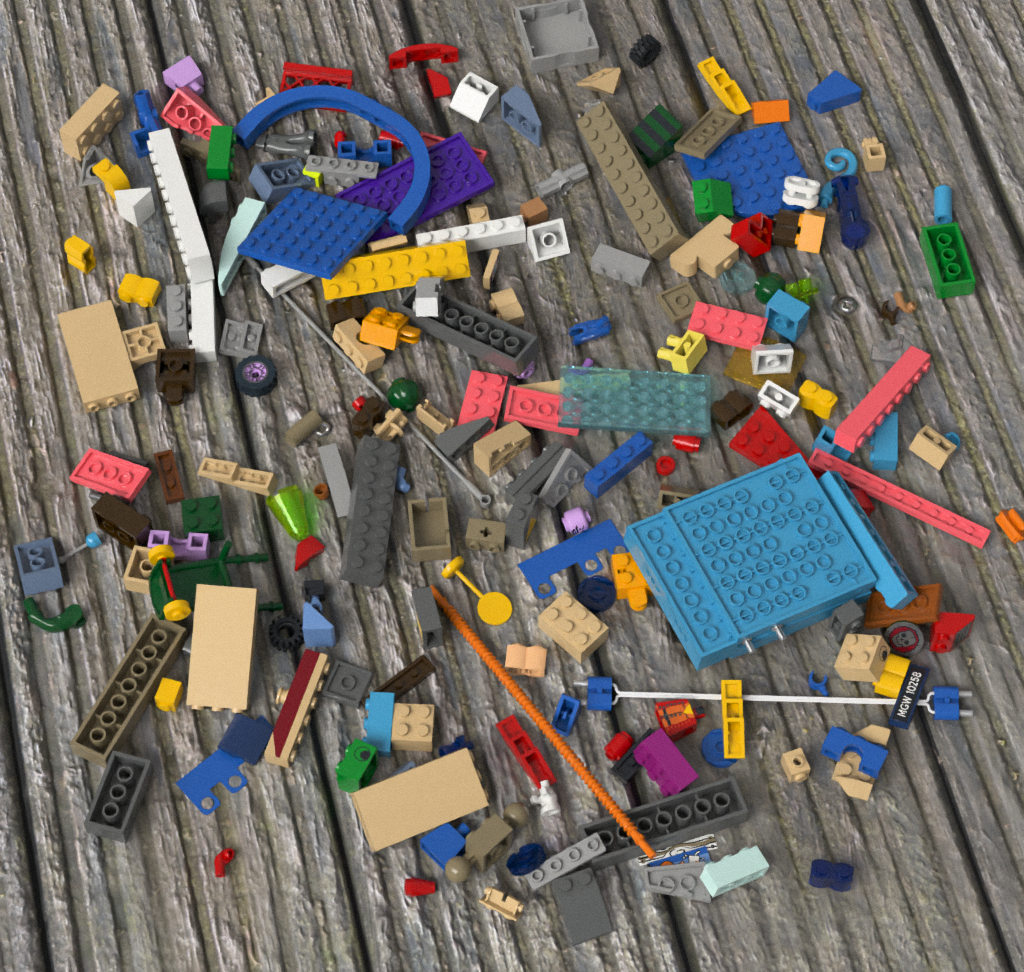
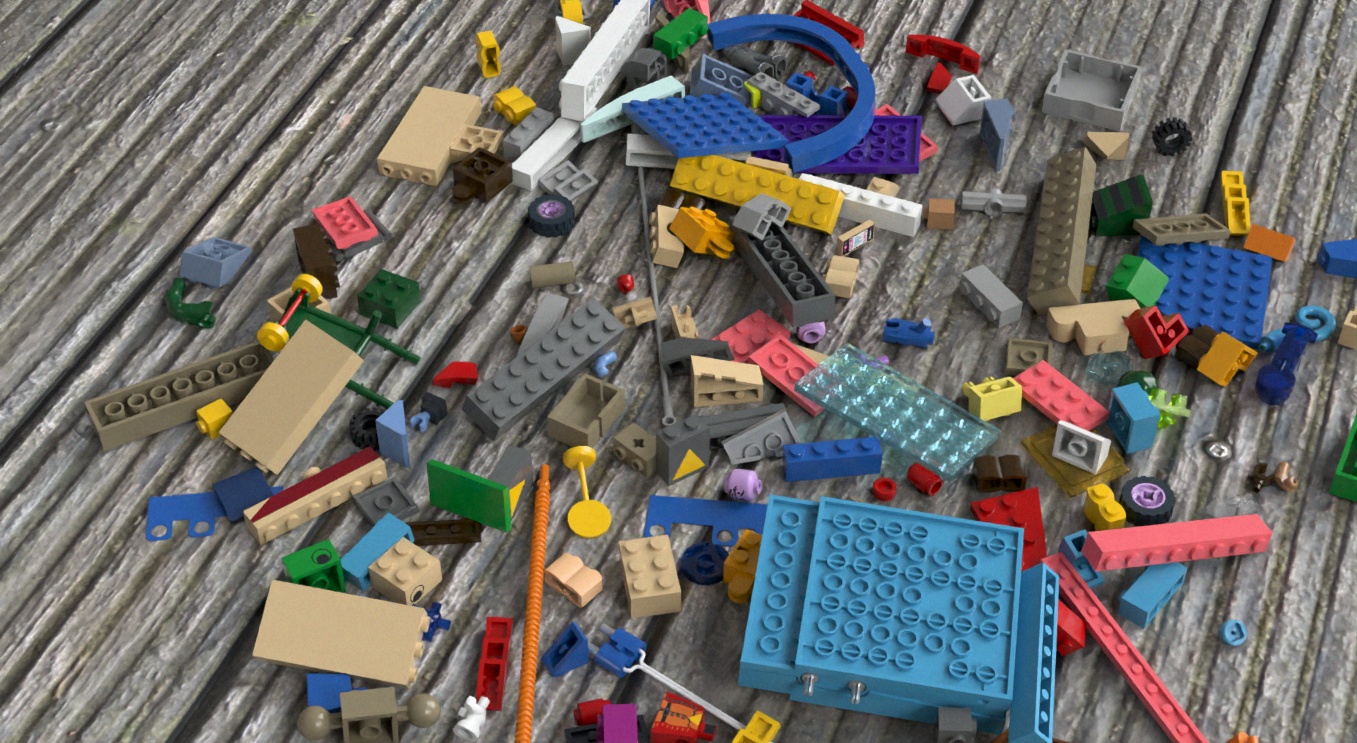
camera: 35 degrees right, 15 degrees down
(91, 541) = (280, 266): hinge -> none
(119, 796) = (83, 473): dark grey brick -> none
(169, 477) = (397, 251): reddish brown plate -> none
(193, 548) = (356, 311): lavender arch -> none
(222, 860) = (117, 585): red arm -> none
(233, 474) = (454, 279): tan slope -> none
(290, 511) = (472, 329): clear neon green cone -> none
(371, 414) = (620, 293): dark brown brick -> none
(404, 394) = (672, 292): dark green plant -> none
(411, 644) = (469, 495): none -> green tile
(418, 887) = (268, 721): red cone -> none
(547, 240) = (934, 239): white slope -> none
(778, 399) = (1059, 489): white brick -> none
(801, 192) = (1230, 321): white brick -> none
(845, 371) = (1147, 501): none -> black wheel
(932, 447) = (1203, 623): tan brick -> none

